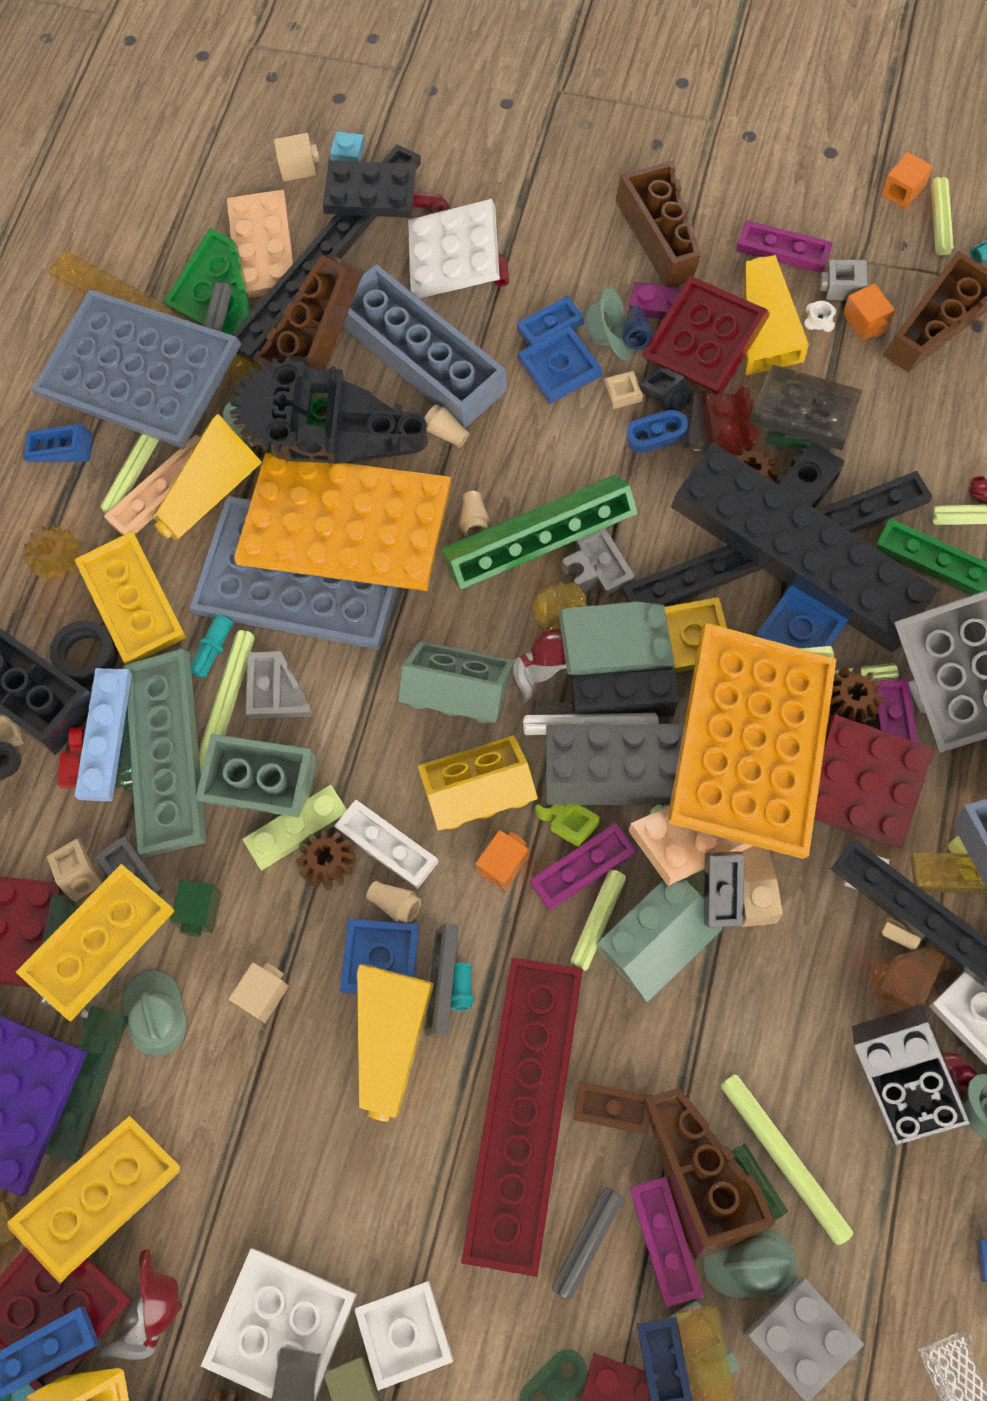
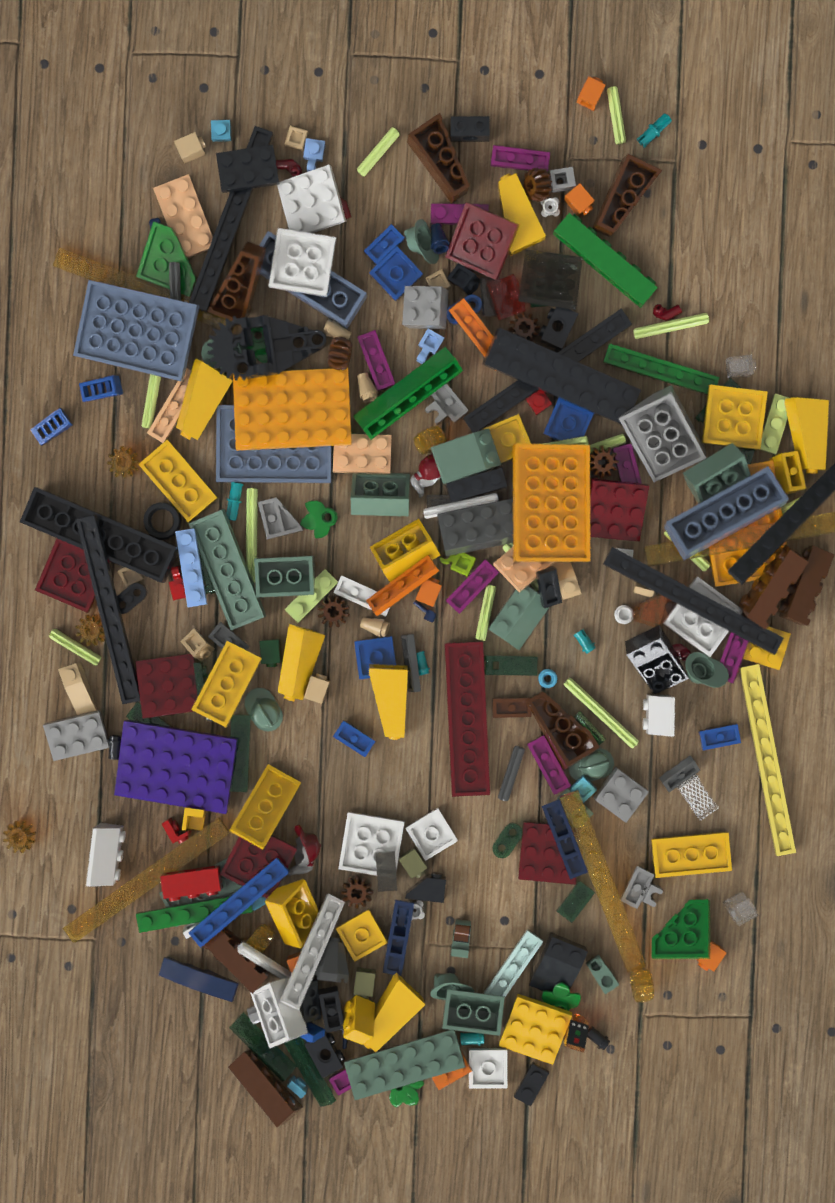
camera: 20 degrees left, 20 degrees up
(239, 930) = (299, 661): none -> yellow slope
(302, 1102) = (354, 738): none -> blue plate
(339, 702) = (316, 518): none -> green plate
(416, 307) = (302, 262): none -> white plate
(443, 453) = (340, 353): none -> reddish brown gear
(444, 616) = (364, 455): none -> light nougat plate
(453, 173) = (296, 138): none -> tan tile
(457, 833) = (402, 585): none -> orange plate
(474, 189) = (313, 152): none -> light blue plate
(496, 903) = (430, 615): none -> dark blue hand
(499, 478) = (376, 360): none -> magenta plate
(569, 206) = (378, 151): none -> yellowish green axle
(589, 469) = (430, 344): none -> light blue plate
(595, 412) = (425, 307): none -> light grey brick
(627, 1027) = (511, 665): none -> clear green plate
(664, 449) = (472, 325): none -> orange plate
(702, 1061) = (553, 678): none -> medium azure plate
(714, 194) = (470, 128): none -> black brick
(732, 1307) = (585, 788): none -> medium azure plate
(755, 589) = (538, 401): none -> red plate
(774, 1010) = (584, 641): none -> teal pin
(807, 275) = (537, 184): none -> reddish brown gear
(855, 976) = (623, 614): none -> white plate
(900, 401) = (605, 260): none -> green brick
(904, 1185) = (659, 715): none -> white slope
(930, 1322) = (679, 773): none -> dark grey plate

